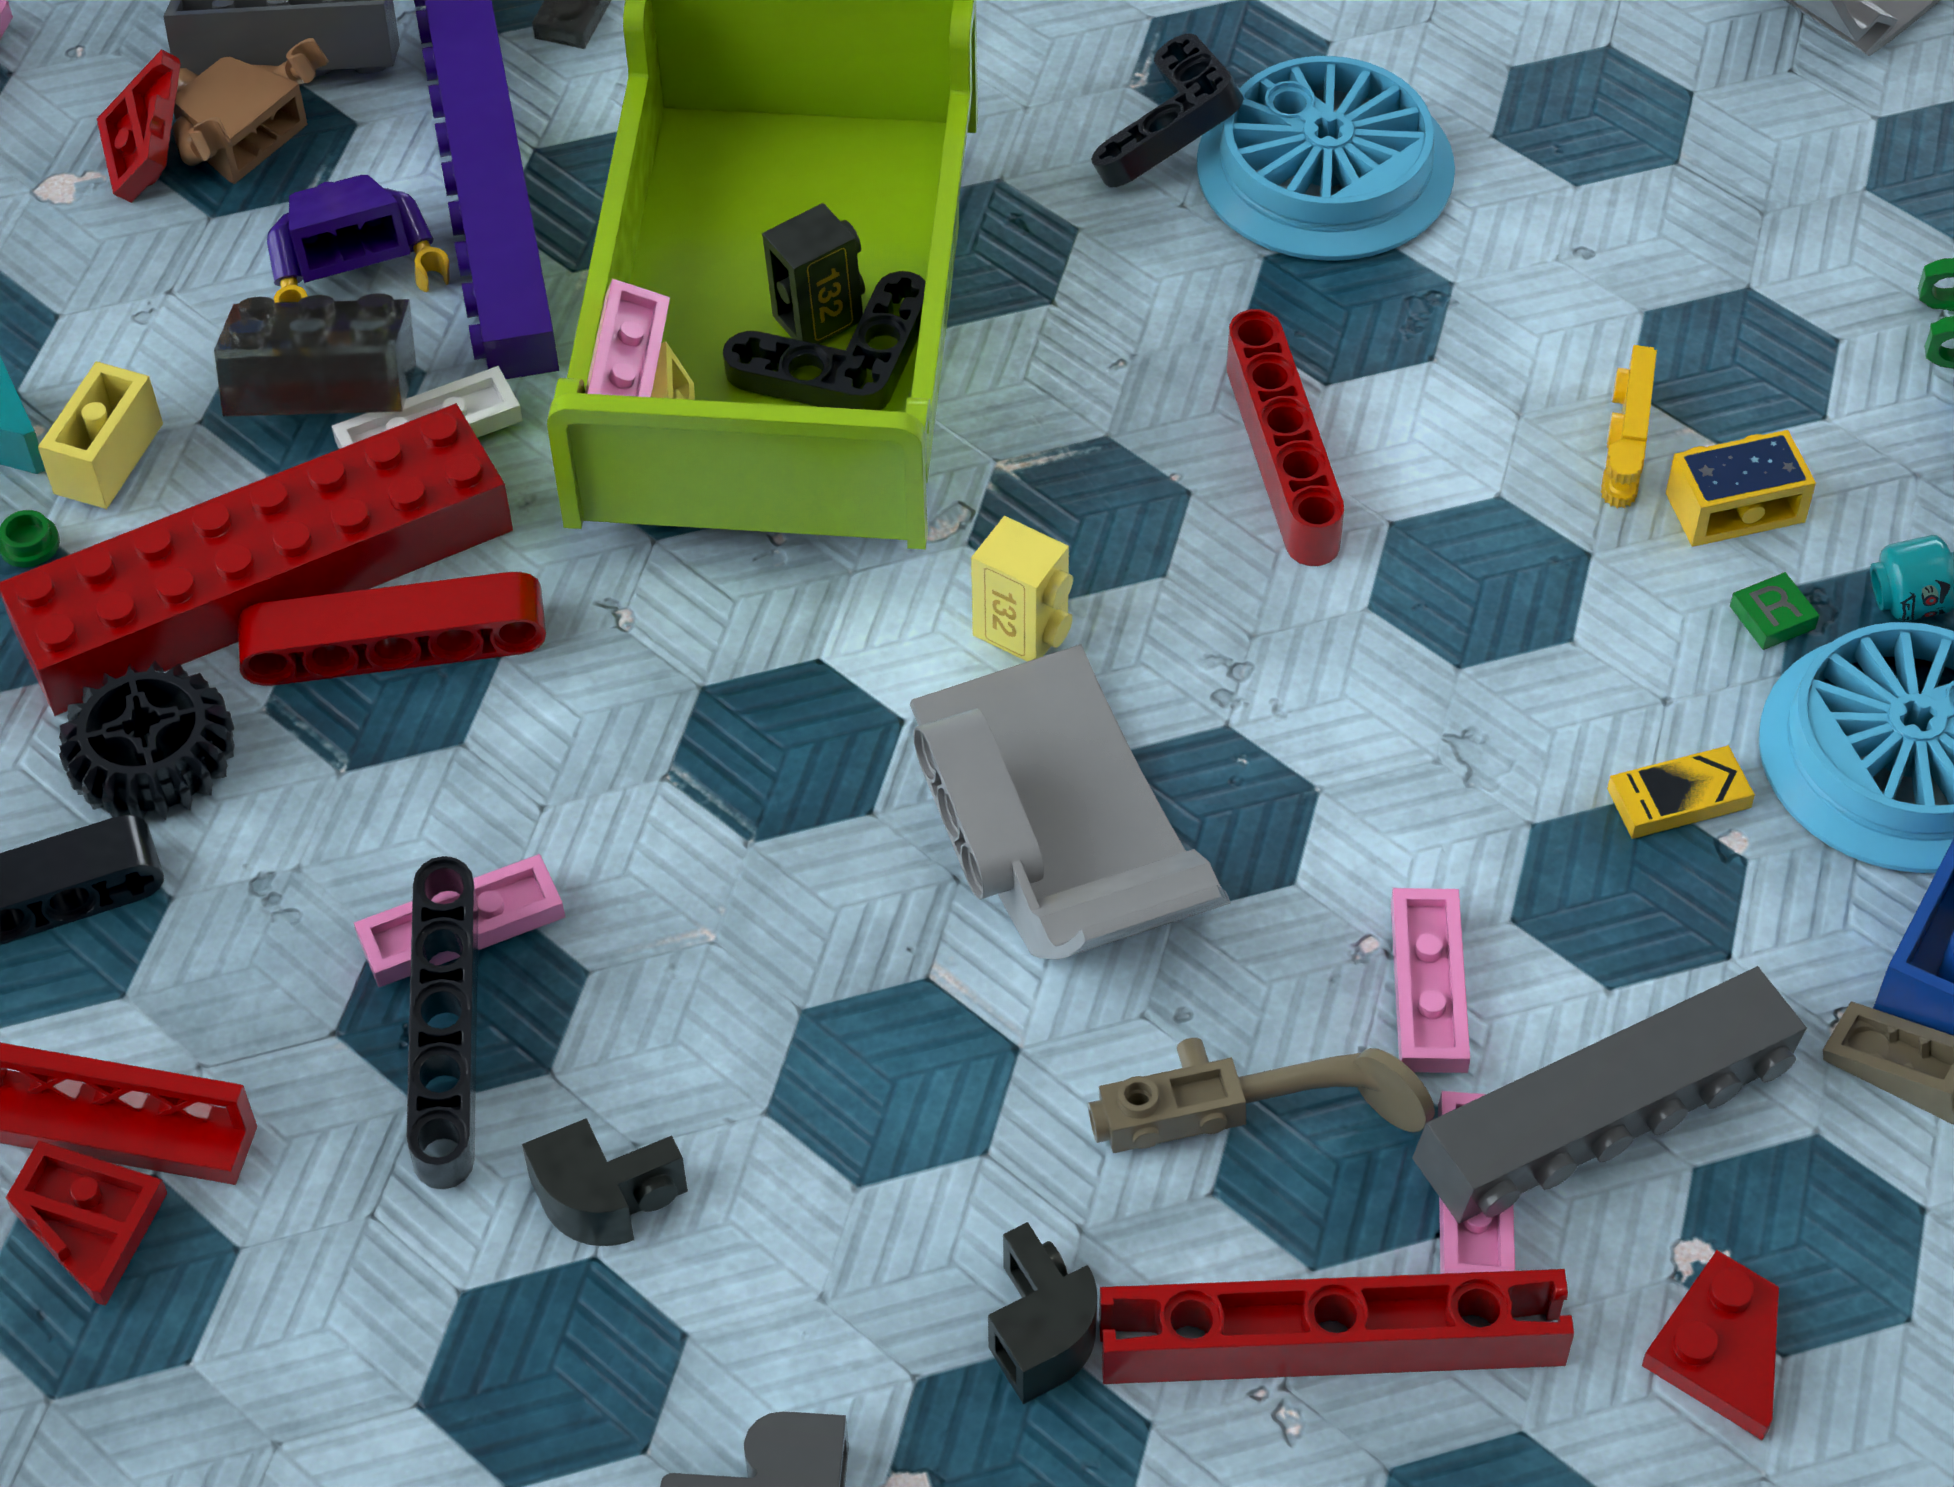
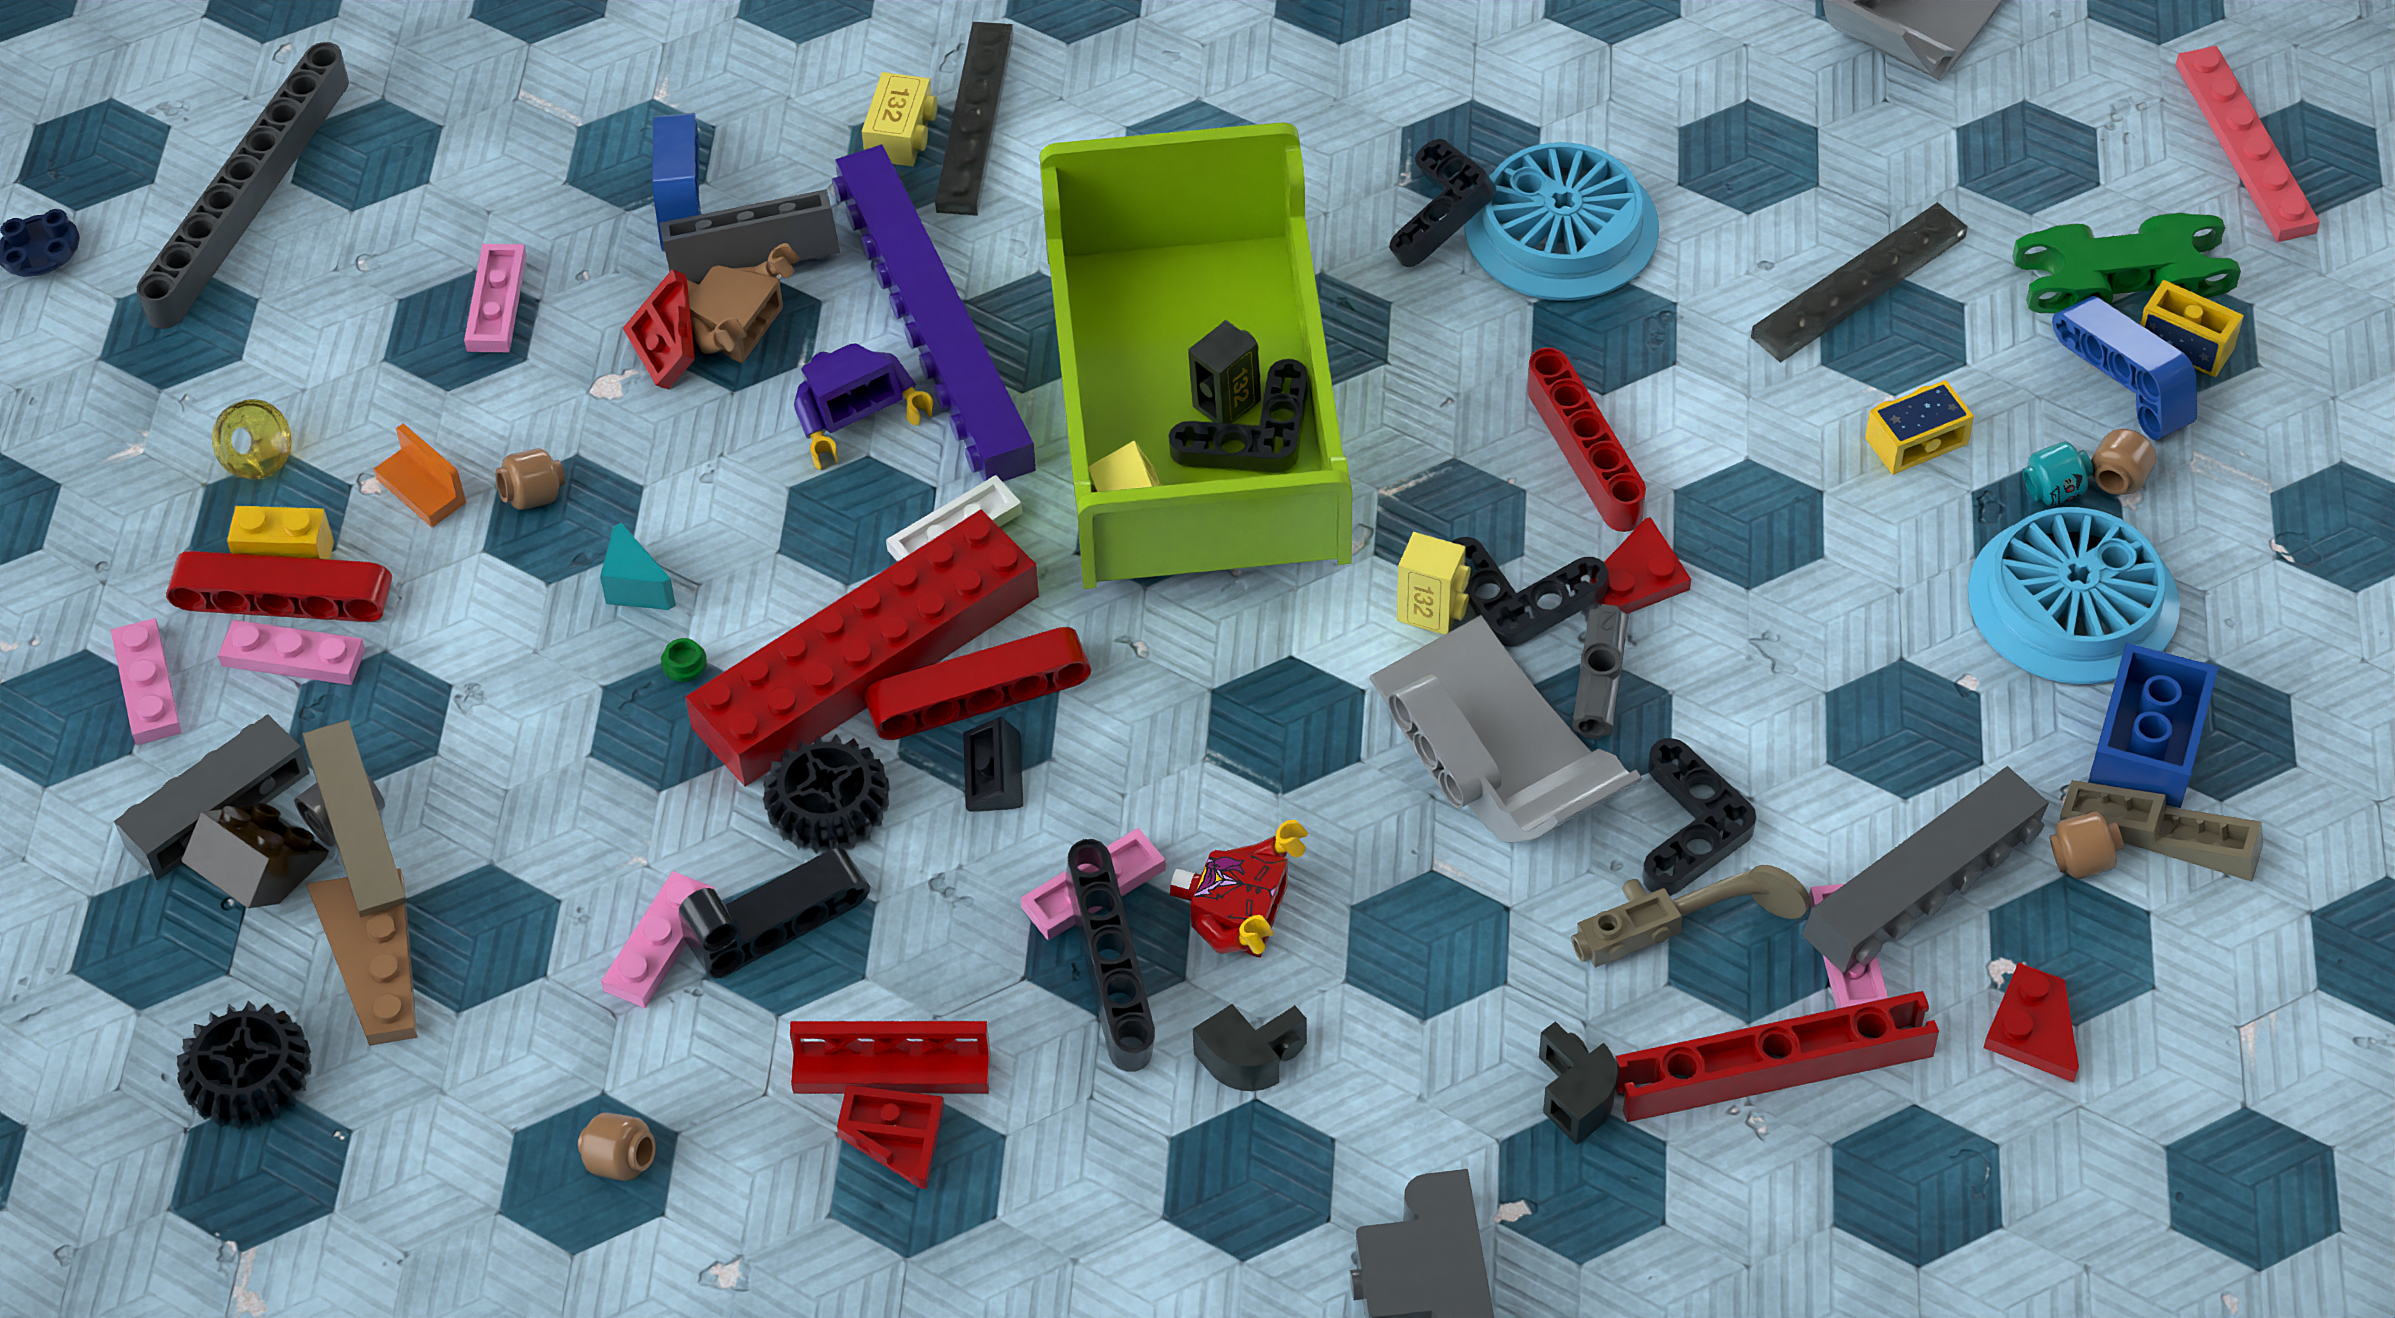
camera: 10 degrees left, 0 degrees up
(100, 435) = (718, 573): light yellow brick -> none
(315, 356) = (863, 489): clear smoke brick -> none
(381, 742) = (993, 767): none -> black slope
(627, 341) = (1110, 447): bright pink plate -> none
(650, 965) = (1240, 891): none -> red torso
(1129, 637) = (1512, 604): none -> black beam
(1223, 746) = (1599, 690): none -> dark grey piece
(1312, 623) = (1643, 570): none -> red wing
(1323, 977) = (1708, 813): none -> black beam
(1430, 980) = (1783, 811): bright pink plate -> none
(1629, 429) = (1831, 394): yellow hinge -> none
(1680, 792) = (1924, 653): yellow tile -> none
(1702, 291) = (1858, 282): none -> clear smoke plate
(1774, 610) = (1961, 513): green tile -> none
(1850, 1097) = (2086, 845): none -> medium nougat head

